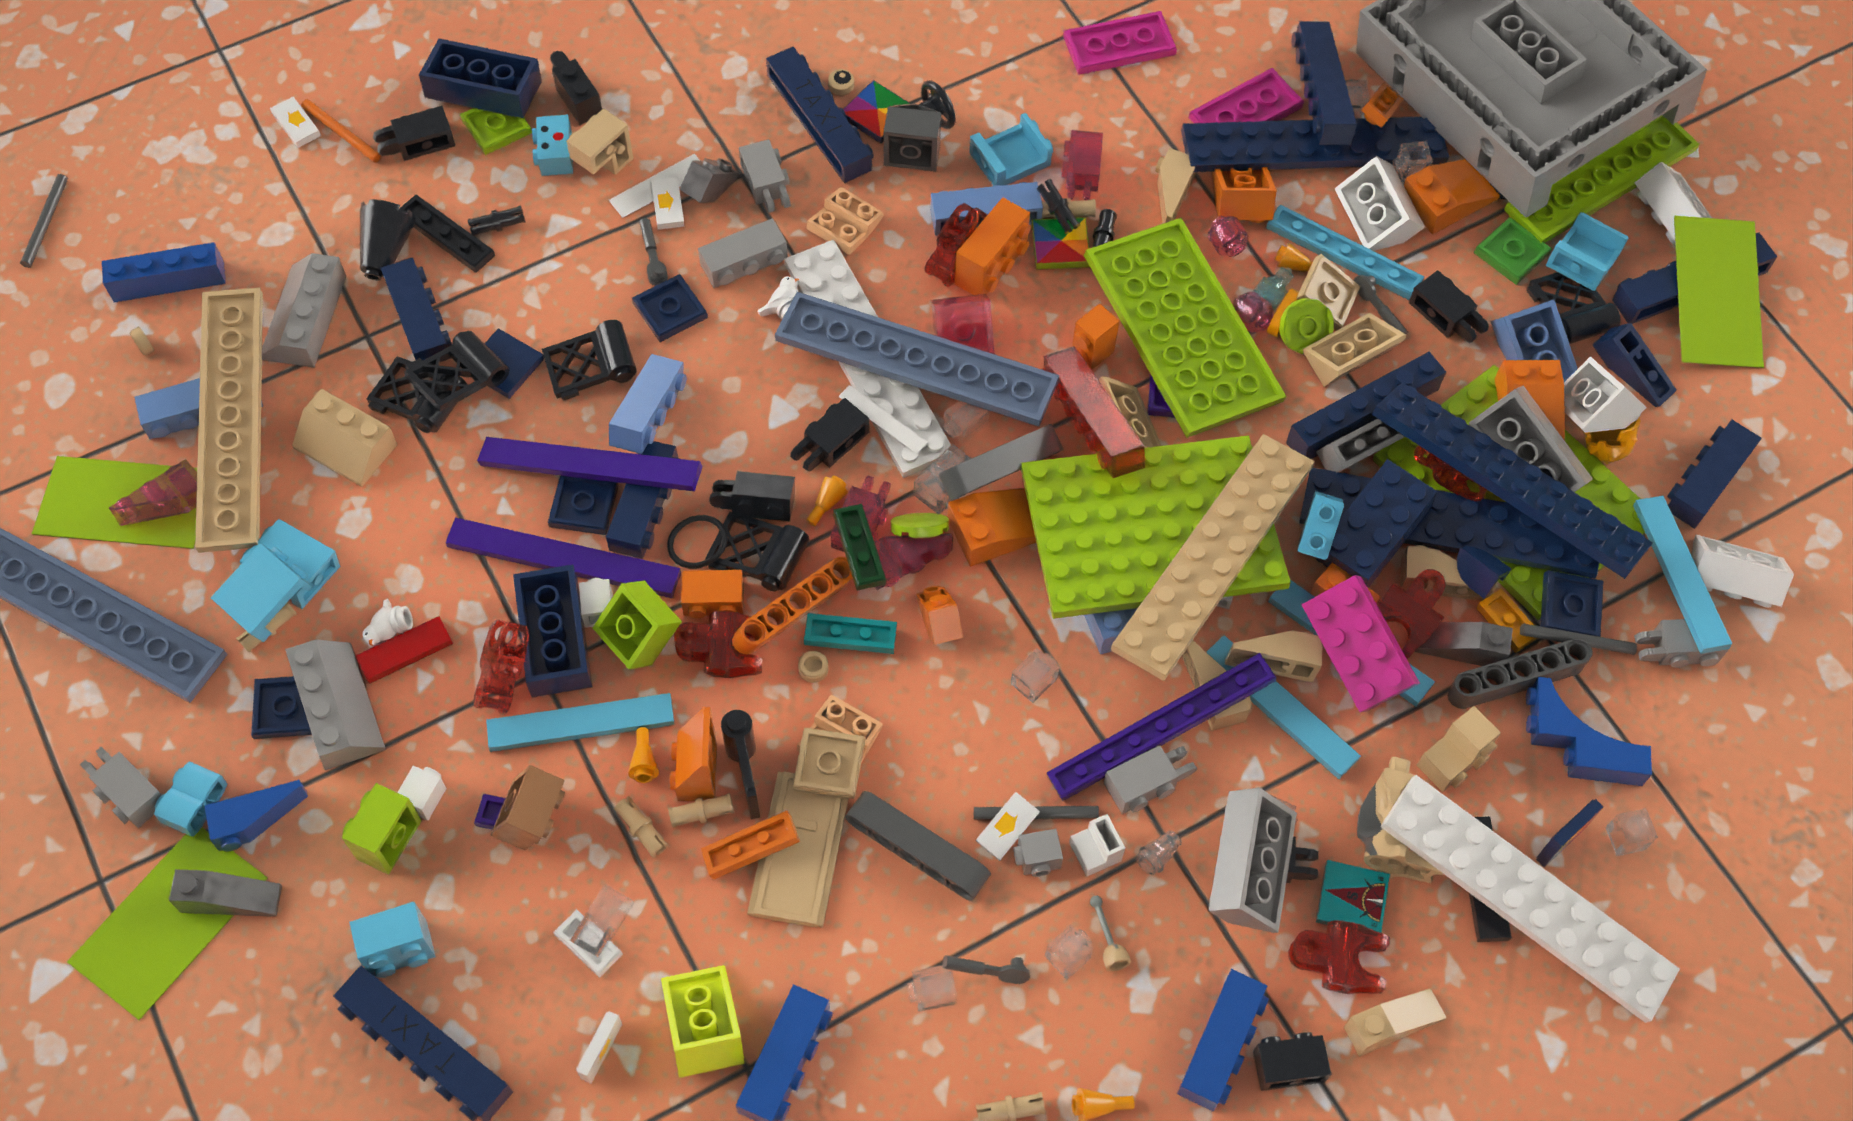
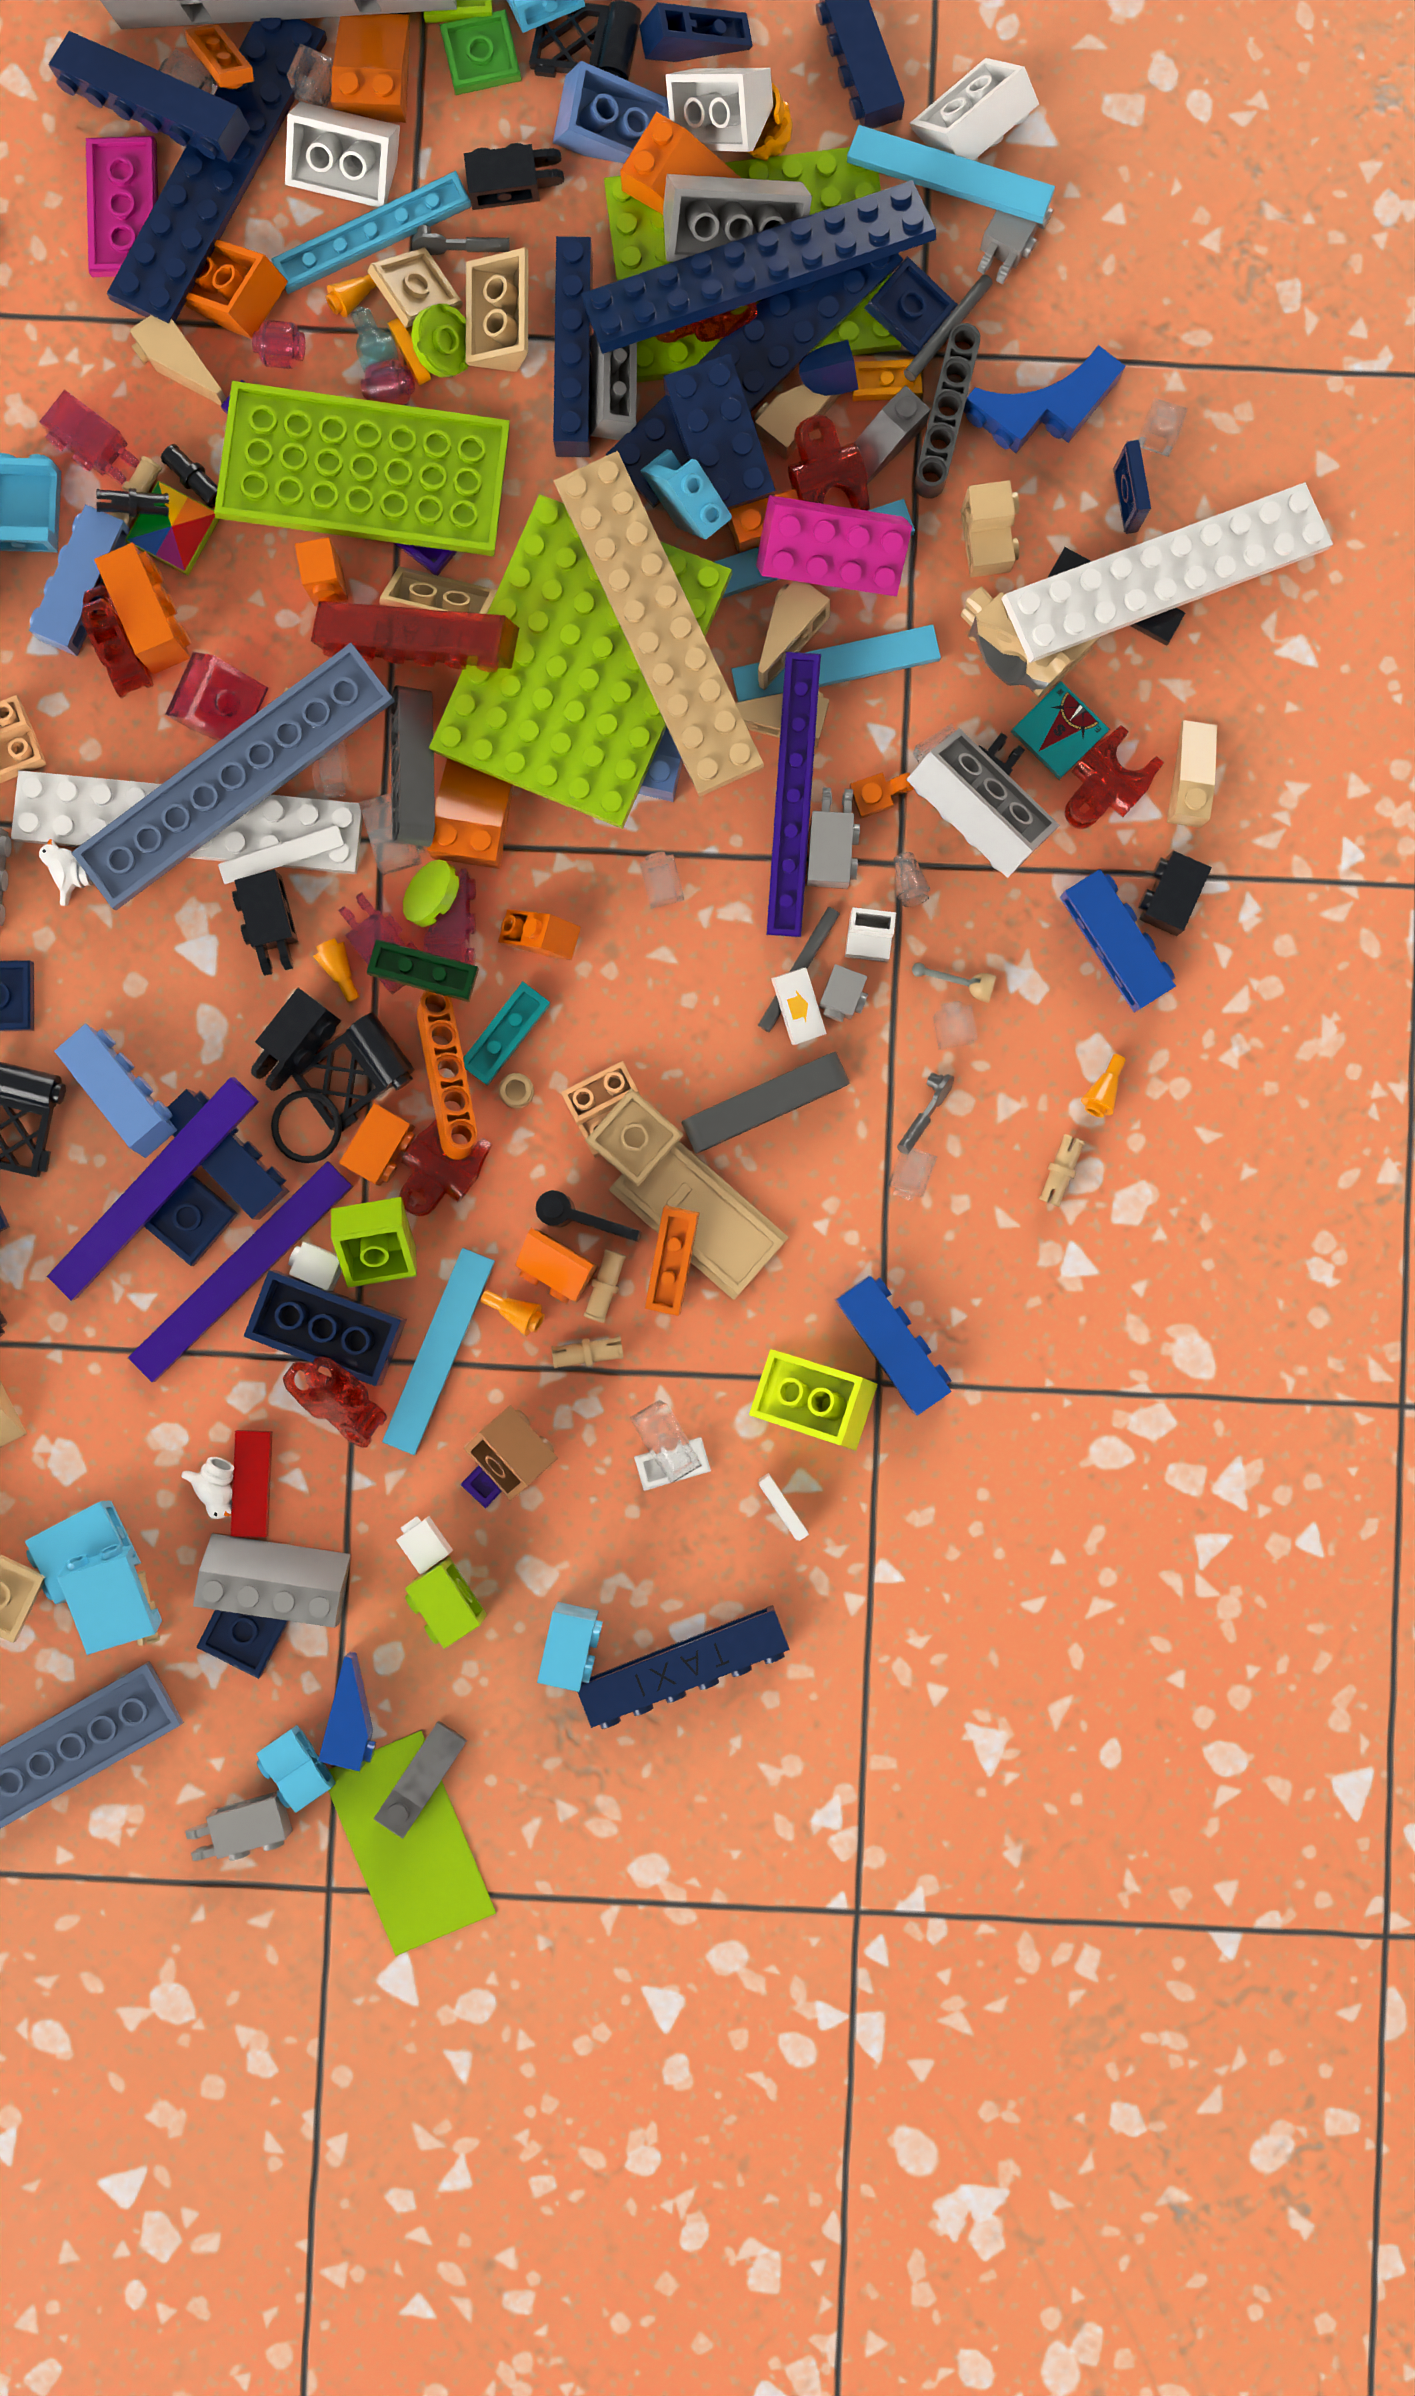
camera: 55 degrees left, 25 degrees up
(1206, 790) = (875, 794): none -> orange plate

